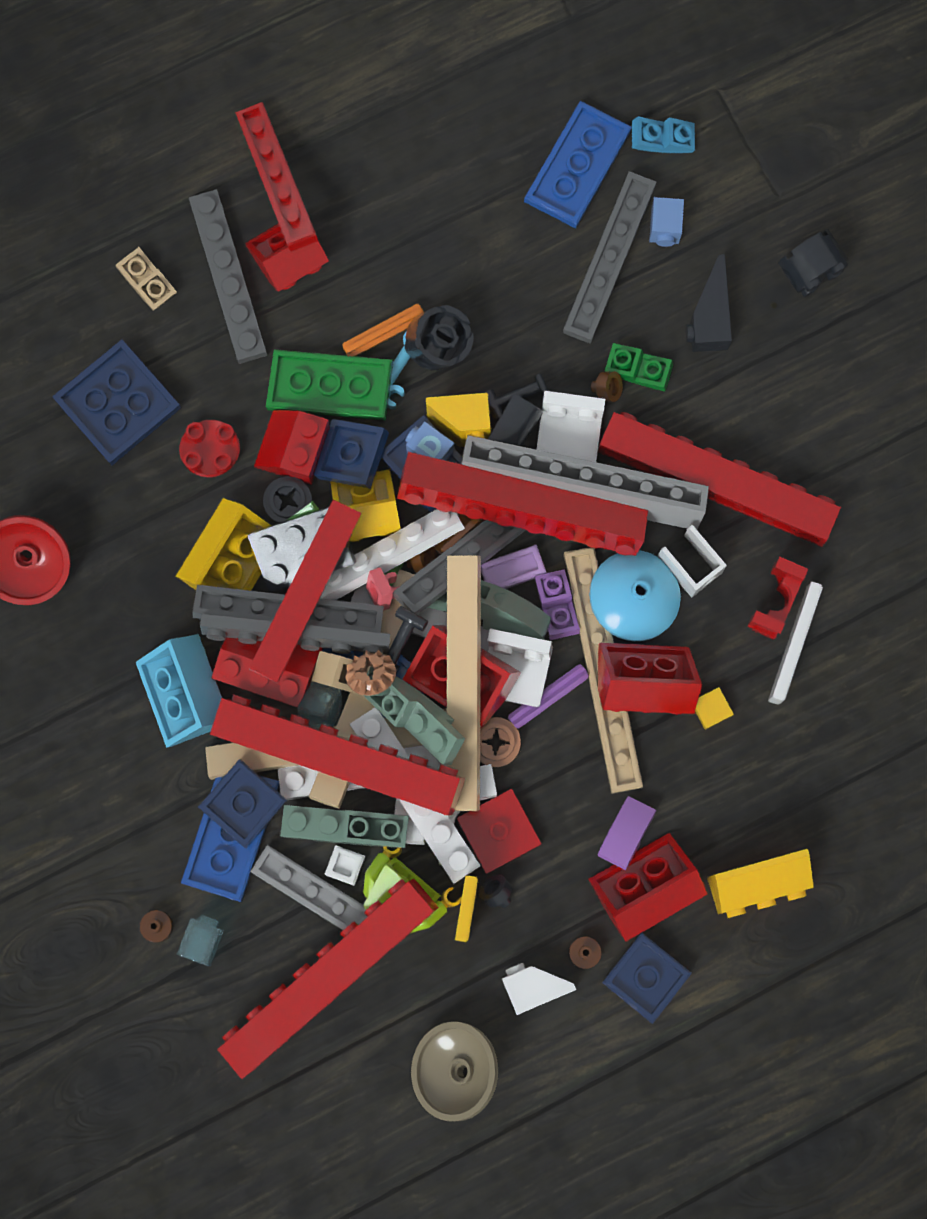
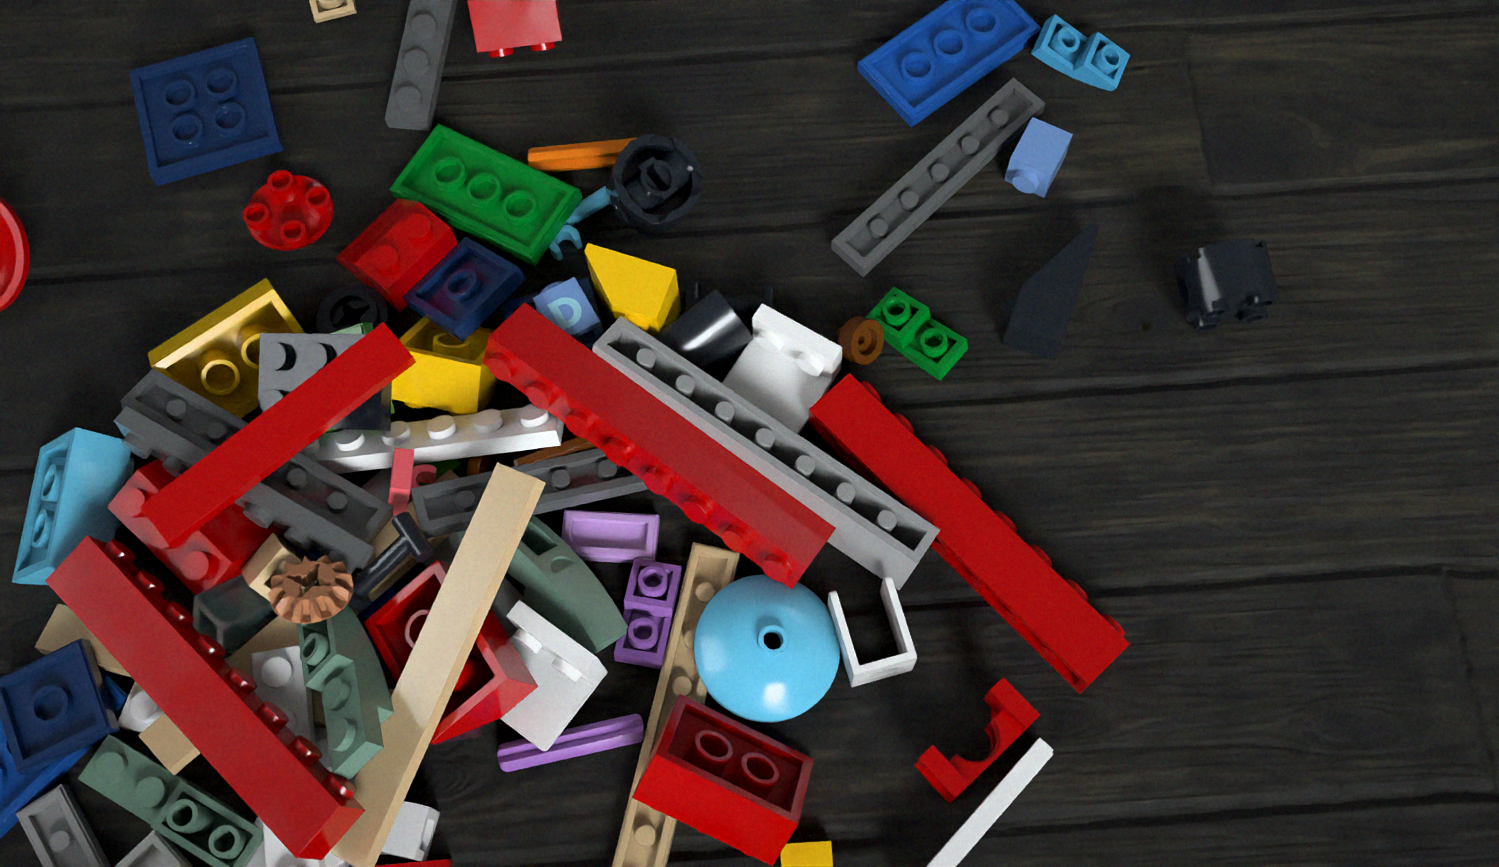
camera: 25 degrees right, 10 degrees down
(508, 733) = (457, 754): nougat gear -> none

